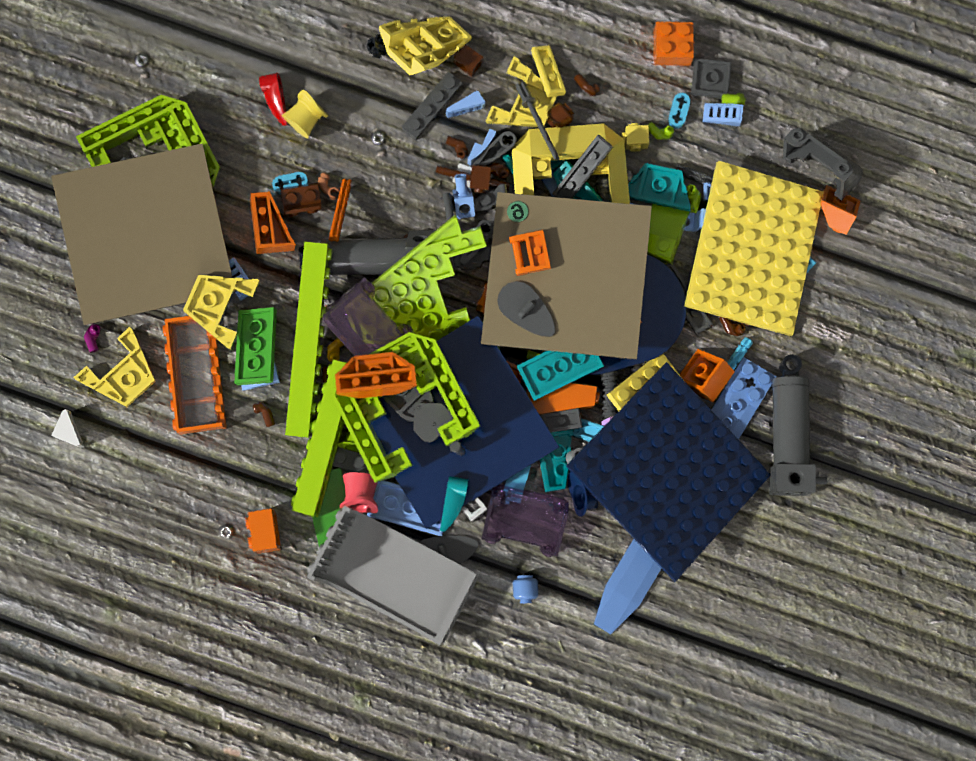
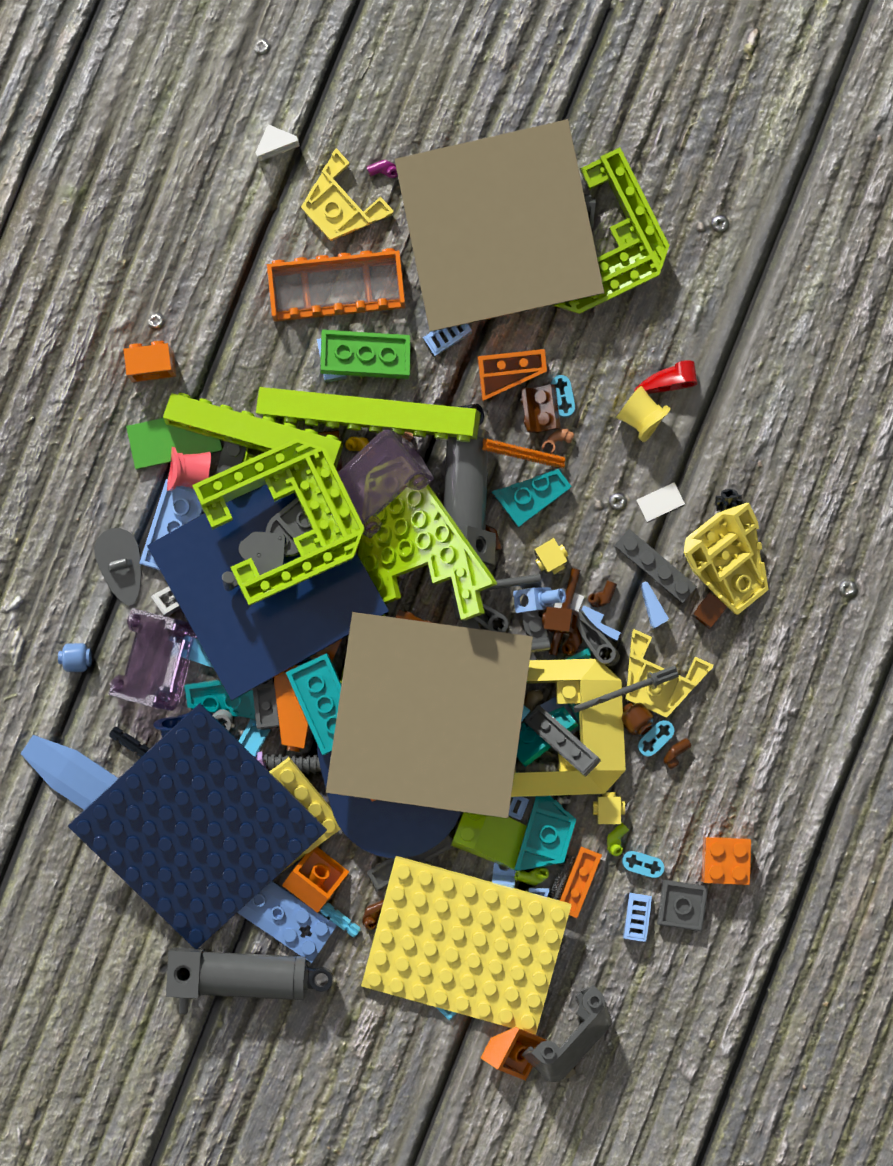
camera: 100 degrees right, 5 degrees up
(210, 299) = (417, 302): light yellow wing -> none
(266, 413) = (286, 367): reddish brown arm -> none
(375, 205) = (531, 496): none -> teal wing
(375, 376) = (312, 486): orange wedge -> none
(378, 103) = (660, 501): none -> white sticker
(393, 574) = (95, 508): light grey panel -> none
(427, 188) = (551, 557): none -> light yellow brick
(454, 501) = (174, 577): teal piece -> none
(517, 211) = (507, 659): clear green sticker -> none
(525, 309) = (390, 665): dark grey shield -> none
(536, 252) = (455, 679): orange plate -> none
(548, 71) = (693, 706): light yellow tile -> none
(578, 99) = (659, 741): none -> medium azure beam
(597, 538) = (128, 741): none -> black axle
(693, 158) = (580, 879): none -> orange plate
(738, 98) = (653, 935): lime arm -> none

